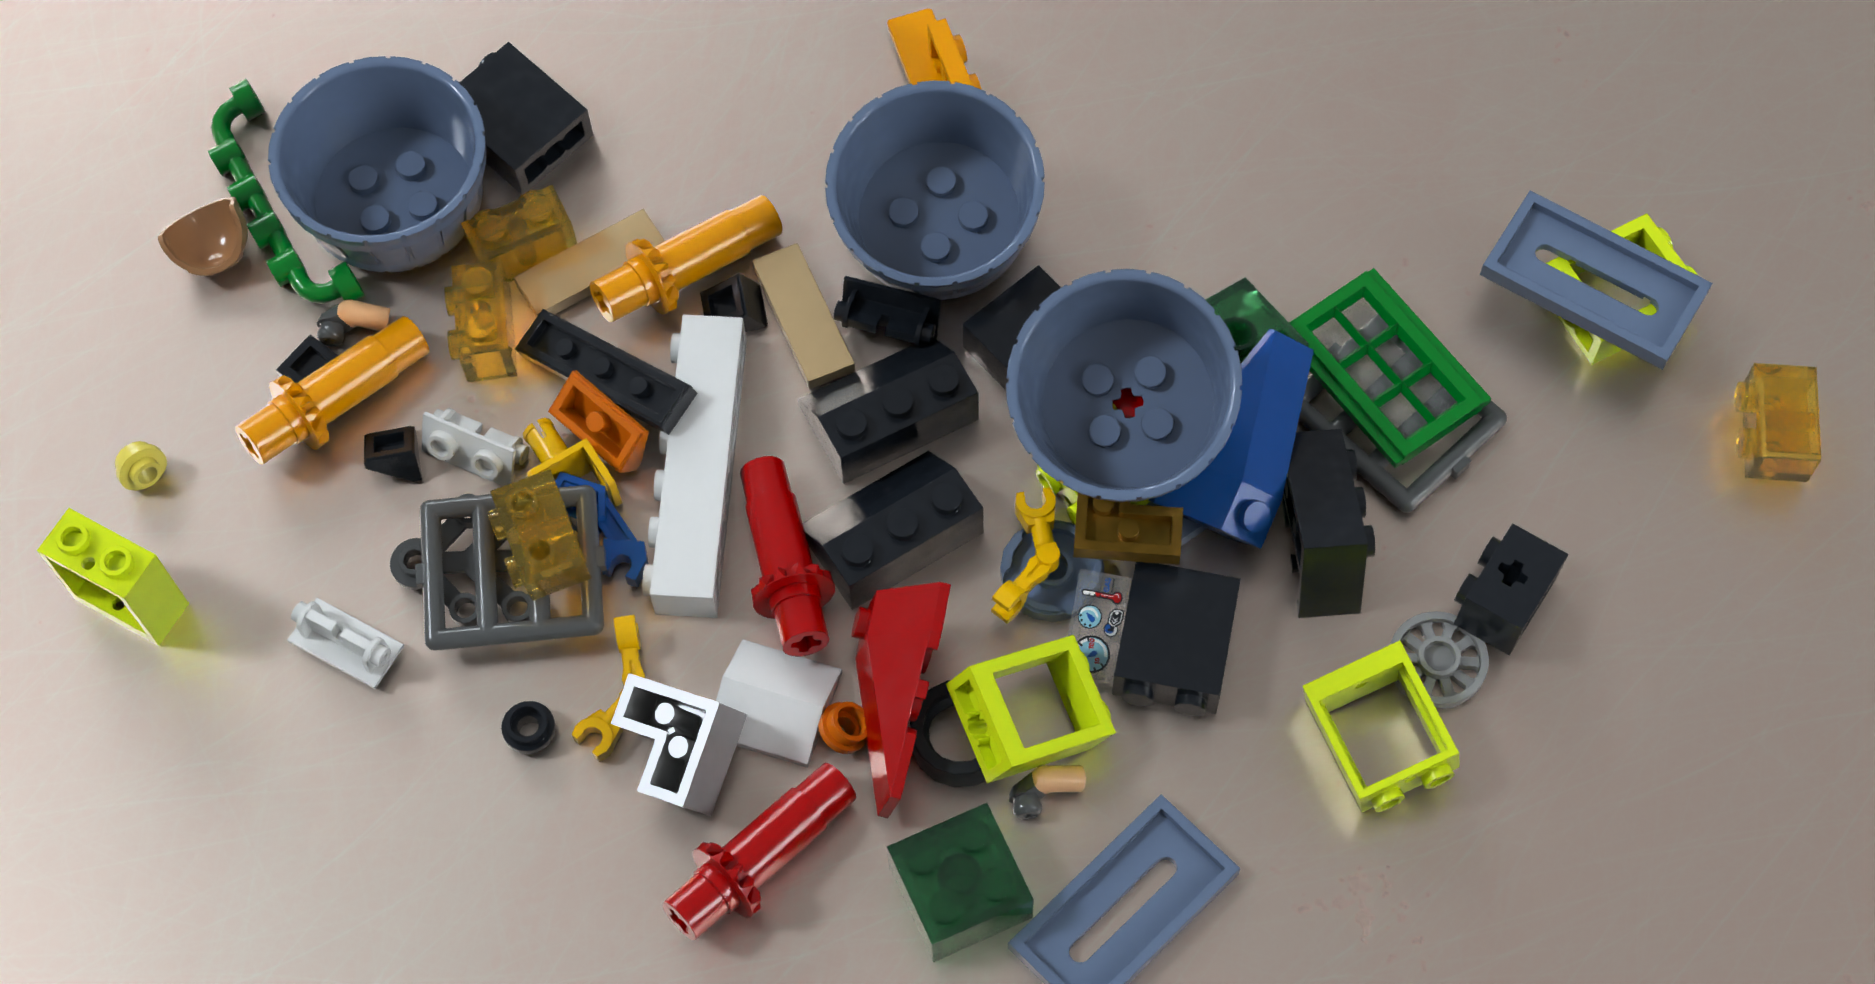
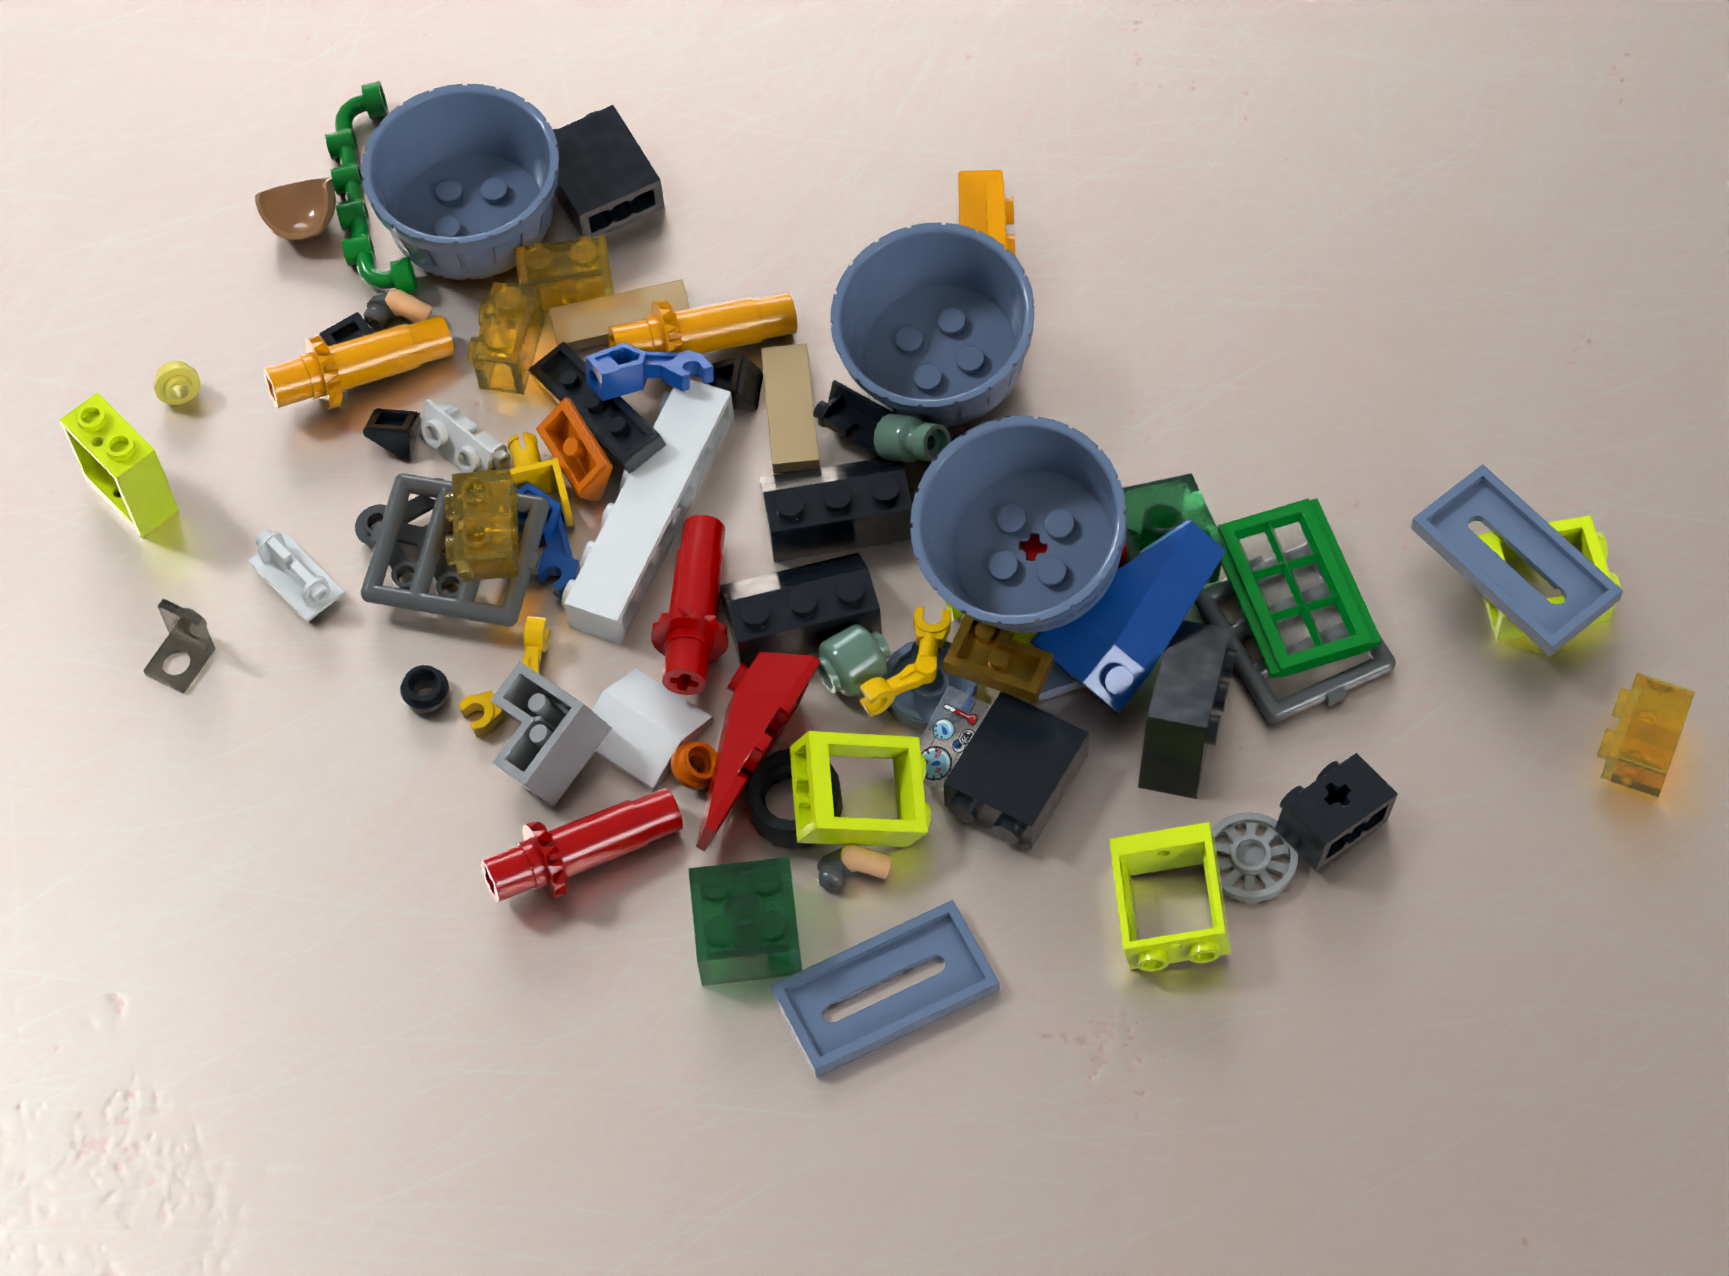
camera: 20 degrees right, 5 degrees down
(247, 740) = (186, 636): none -> clear smoke bracket
(625, 322) = (626, 370): none -> blue piece
(950, 318) = (909, 439): none -> sand green piece
(972, 567) = (852, 659): none -> sand green head

